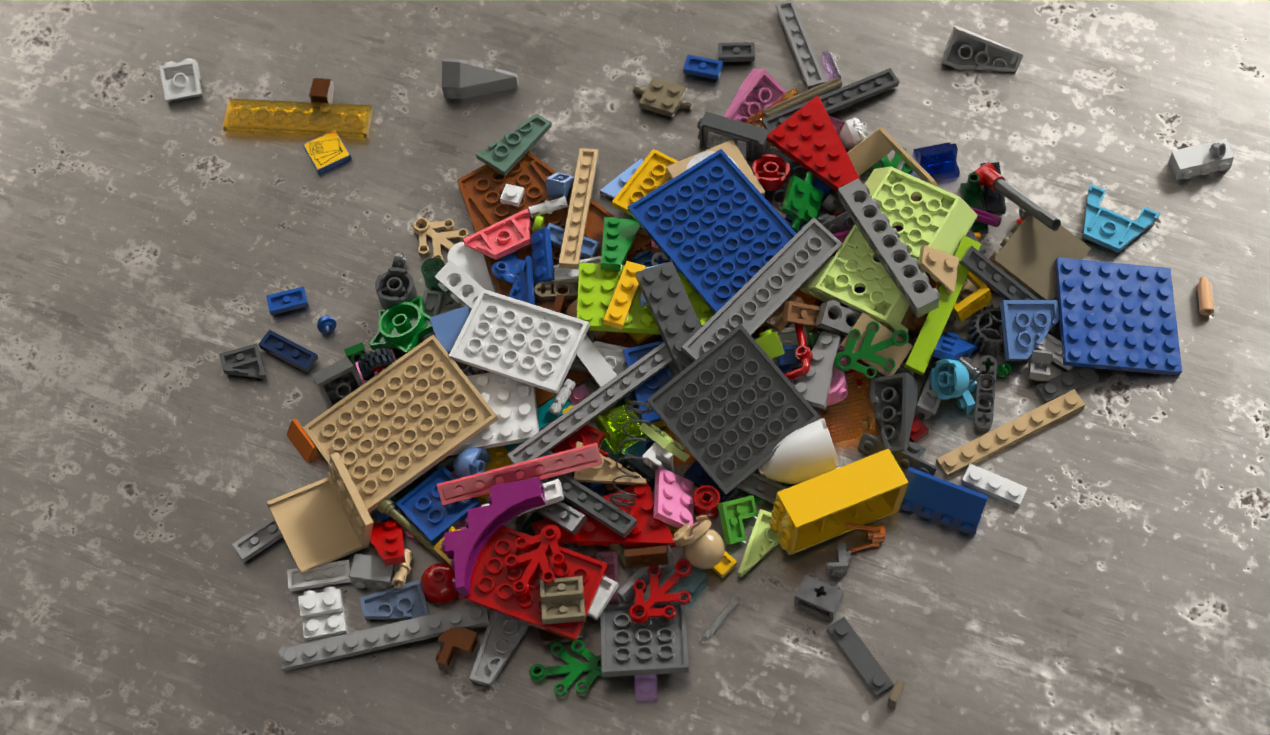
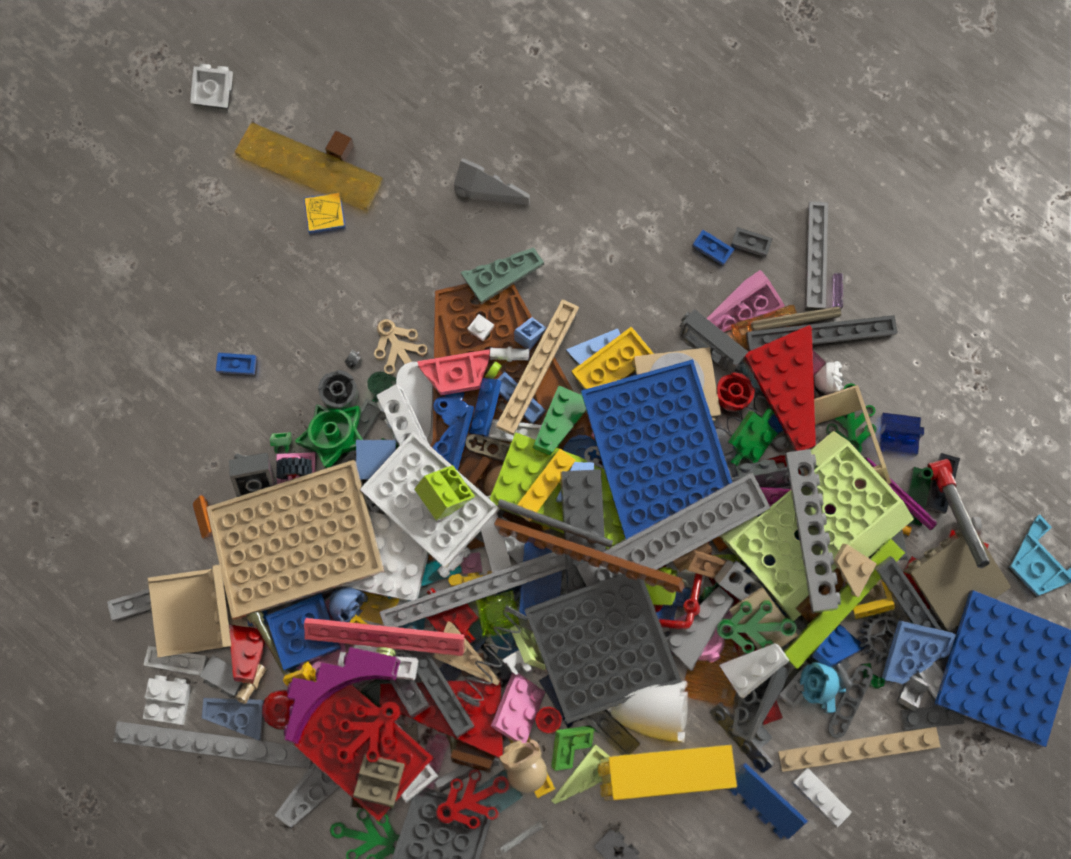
camera: 15 degrees right, 15 degrees up
(243, 362) = (176, 414): dark grey wing -> none
(288, 351) = (220, 418): dark blue plate -> none
(326, 324) = (264, 402): blue plate -> none
(455, 641) = (273, 773): reddish brown brick -> none
(531, 324) = (443, 492): none -> lime slope
(663, 97) = (662, 267): dark tan plate -> none
(686, 317) = (592, 537): none -> dark grey bar
(689, 329) = (593, 557): none -> dark orange plate
(840, 567) = (653, 821): light grey bracket -> none
(873, 533) = (690, 806): orange plant -> none
(883, 386) = (754, 668): none -> white wing
(976, 52) = (984, 324): light grey wedge -> none

